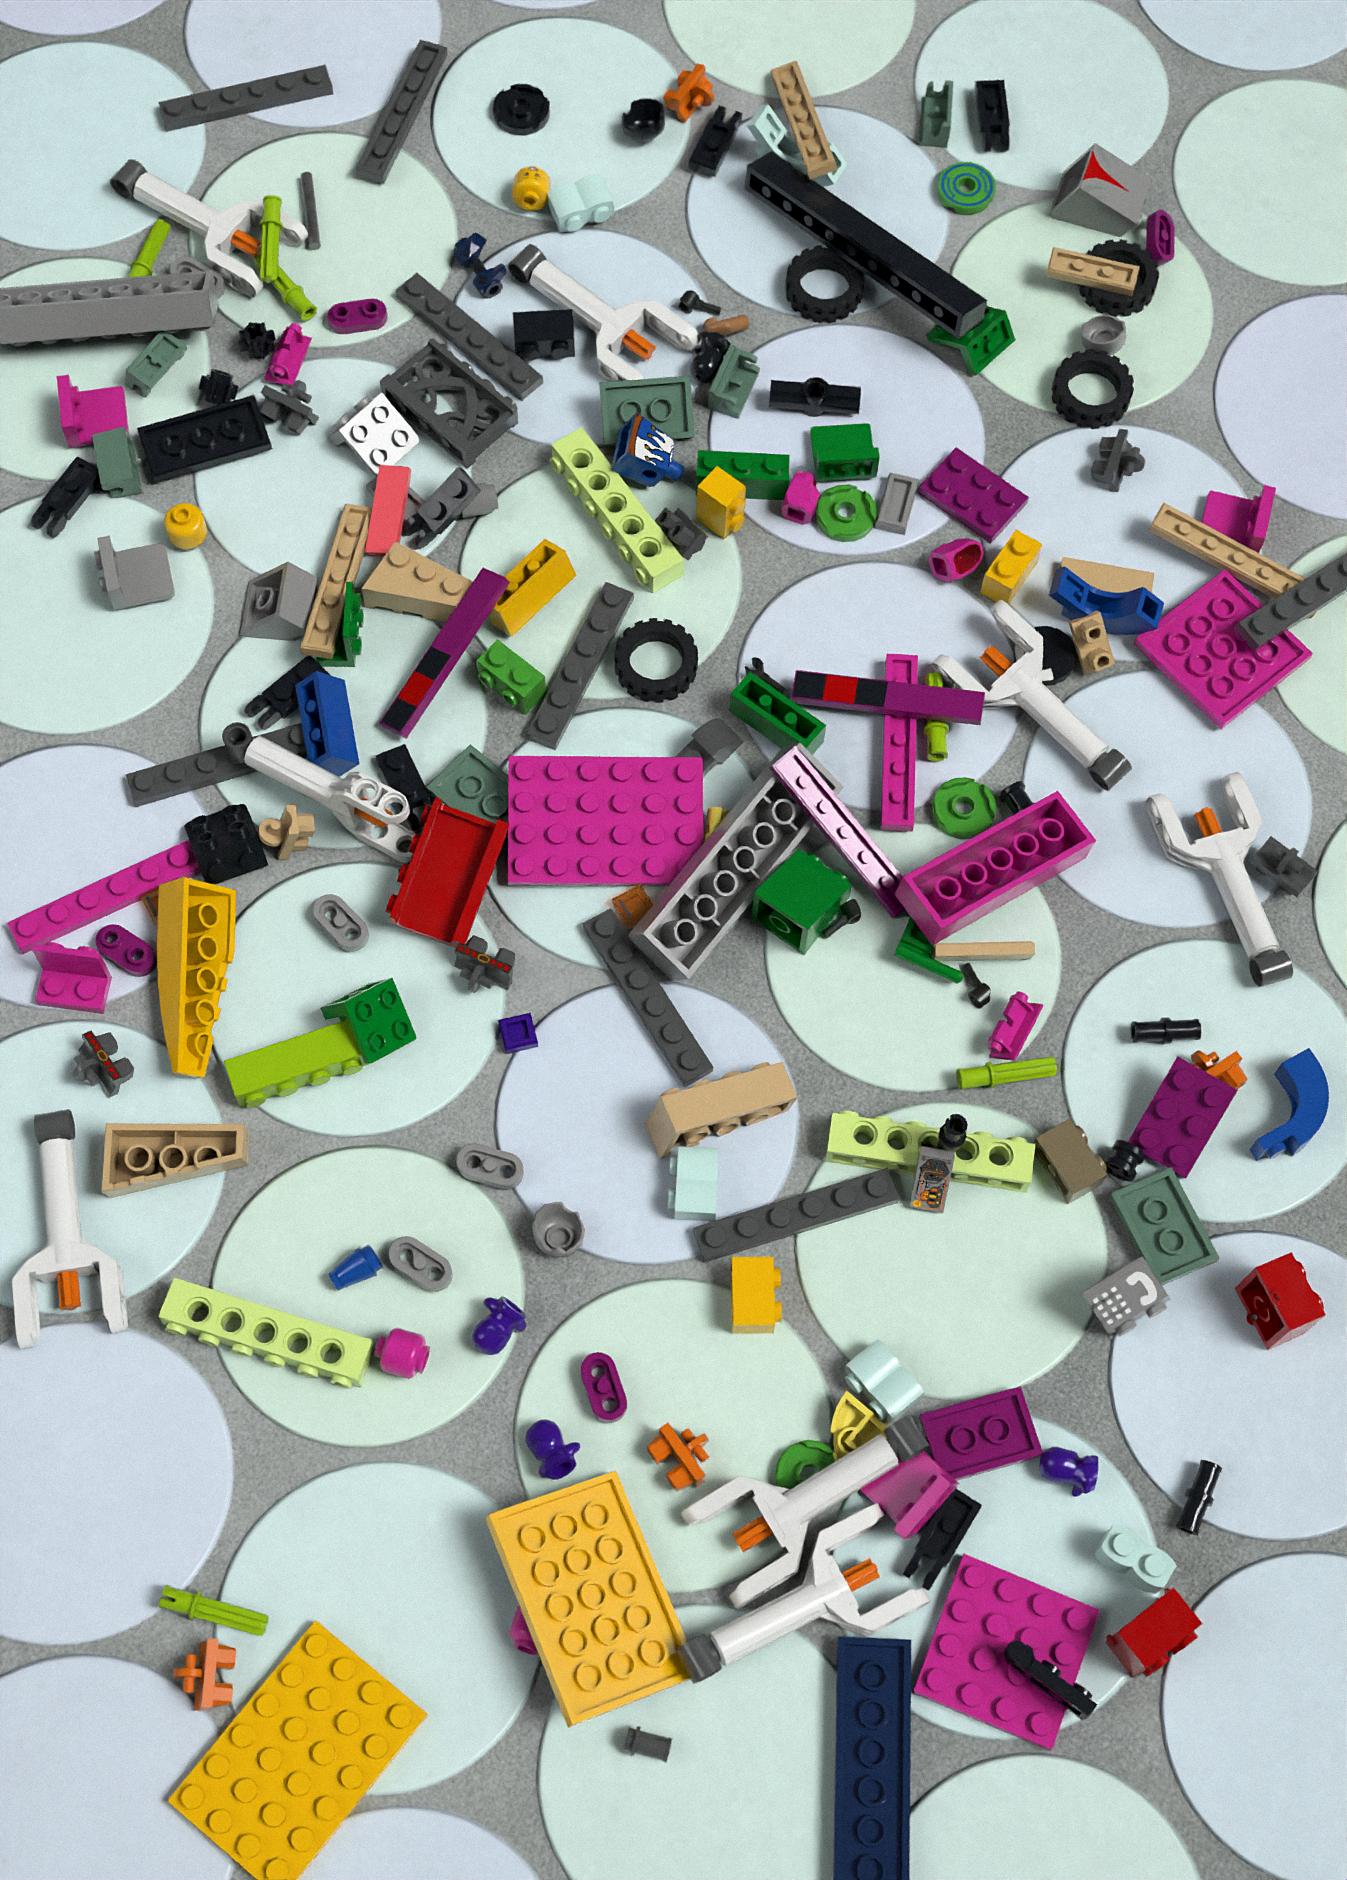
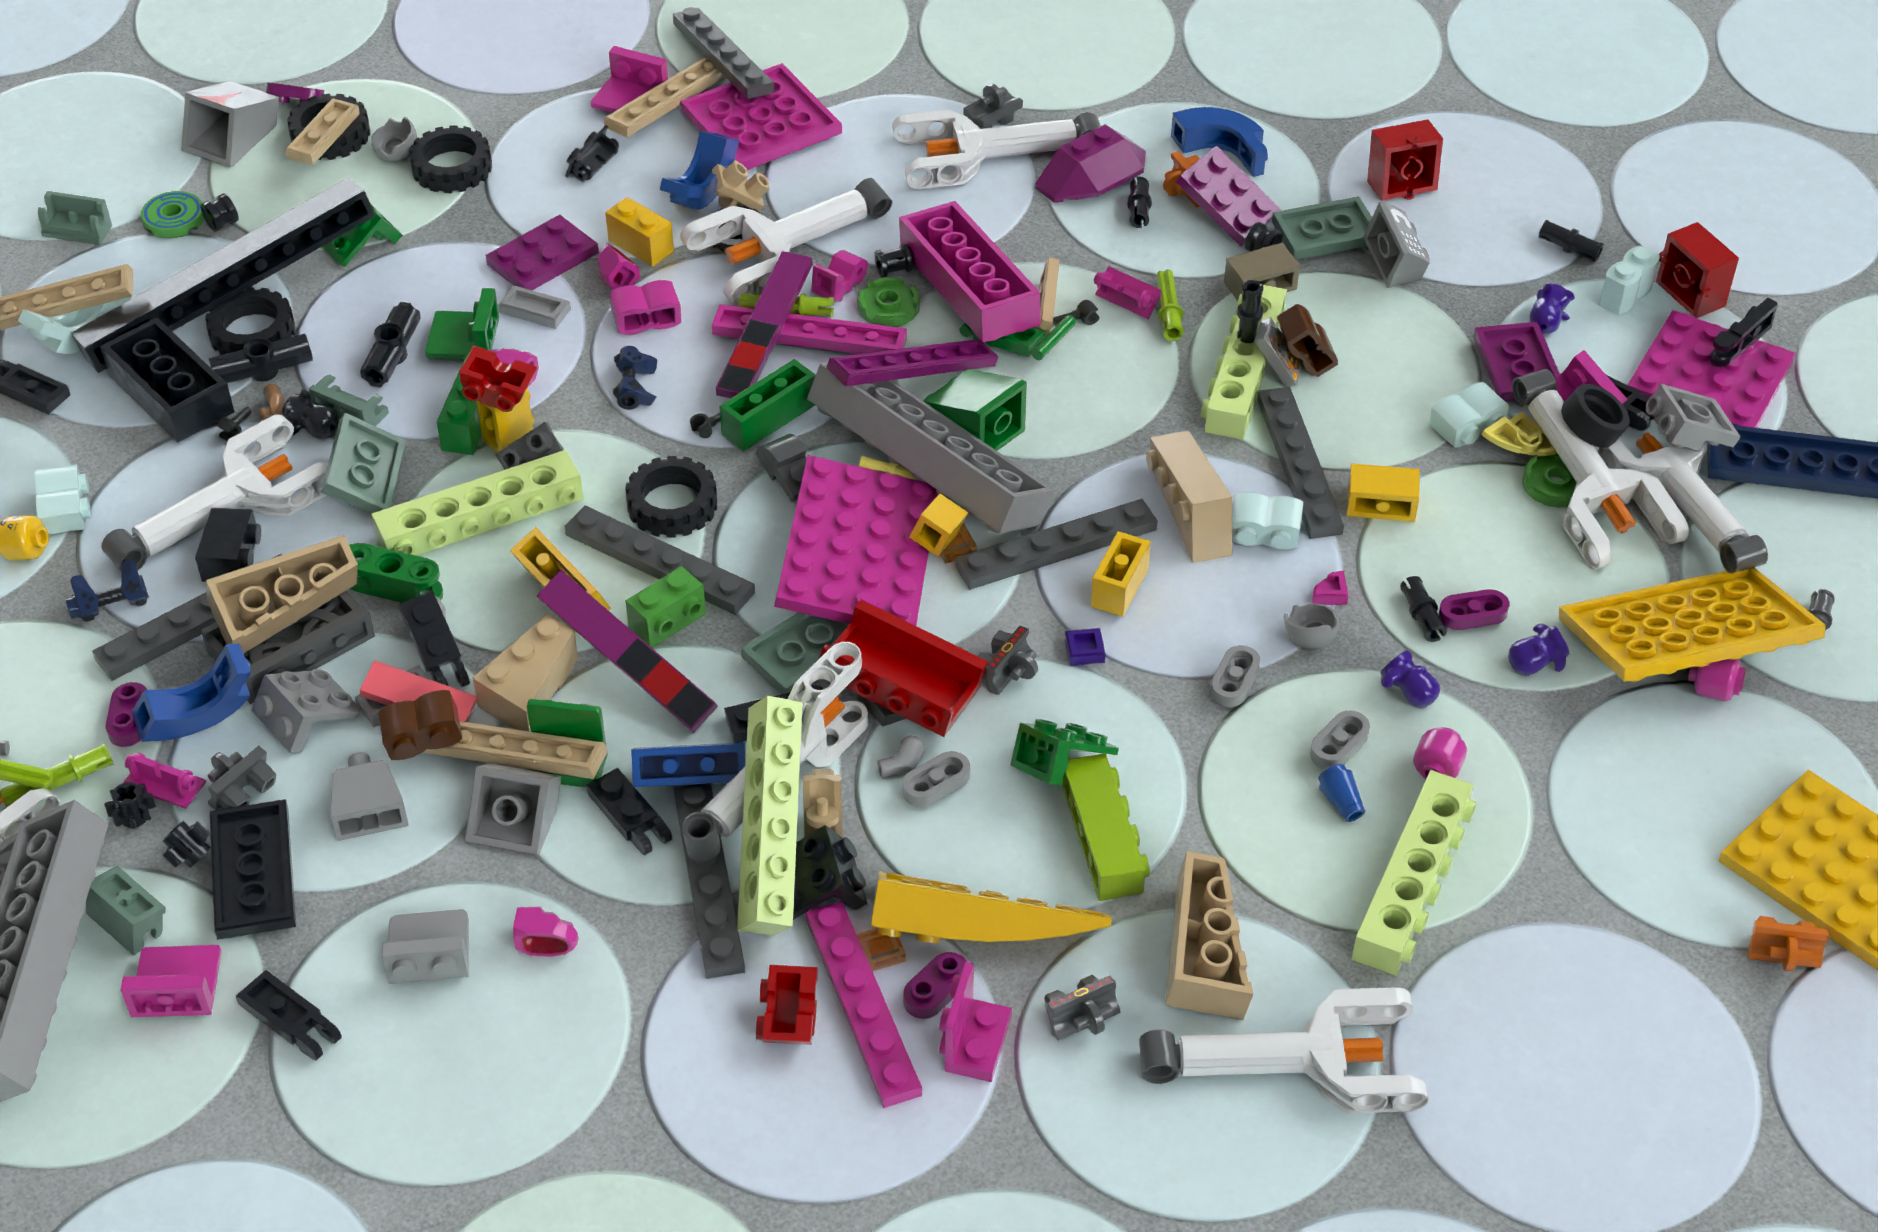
camera: 80 degrees left, 20 degrees down
(82, 841) = (790, 1005): none -> red cylinder
(117, 462) = (258, 950): sand green hinge -> none
(154, 649) = (542, 933): none -> dark pink rock
(185, 526) = (378, 885): yellow head -> none
(214, 1611) = (1714, 949): lime axle -> none
(247, 784) = (770, 816): none -> yellowish green brick
(279, 497) = (365, 799): none -> light grey torso
(343, 516) = (420, 725): none -> reddish brown brick
(356, 352) = (197, 706): none -> blue arch
(364, 896) = (905, 759): none -> light grey arm
(456, 373) = (279, 591): none -> tan wedge
(527, 445) = (394, 573): none -> green piece
(595, 1050) = (1120, 574): none -> yellow brick
(601, 1339) = (1423, 609): none -> black pin
(620, 1252) = (1331, 590): none -> dark pink tile
(629, 882) = (938, 525): none -> yellow brick
(645, 453) = (429, 470): blue torso -> none
(669, 1444) = (1541, 555): orange hips -> none
(718, 472) = (494, 381): none -> red cylinder
(729, 237) = (167, 379): none -> black brick
(775, 302) = (262, 358): none -> black piece
(827, 595) = (629, 390): none -> dark blue piece
(845, 528) = (551, 339): bright green tile -> none
(874, 1523) = (1595, 415): none -> black tyre
(880, 1606) = (1690, 419): none -> light grey plate
(905, 593) = (645, 307): none -> dark pink brick
(953, 1205) = (1307, 340): none -> reddish brown brick
(969, 221) = (219, 212): none -> black wheel
(992, 112) = (93, 182): black hinge -> none
(993, 759) = (840, 276): none -> dark pink leg
(1109, 577) = (672, 165): tan tile -> none
(1122, 460) = (539, 147): dark grey hips -> none
(1136, 509) = (583, 160): none -> black hinge
(1217, 983) = (1091, 166): none -> magenta wedge

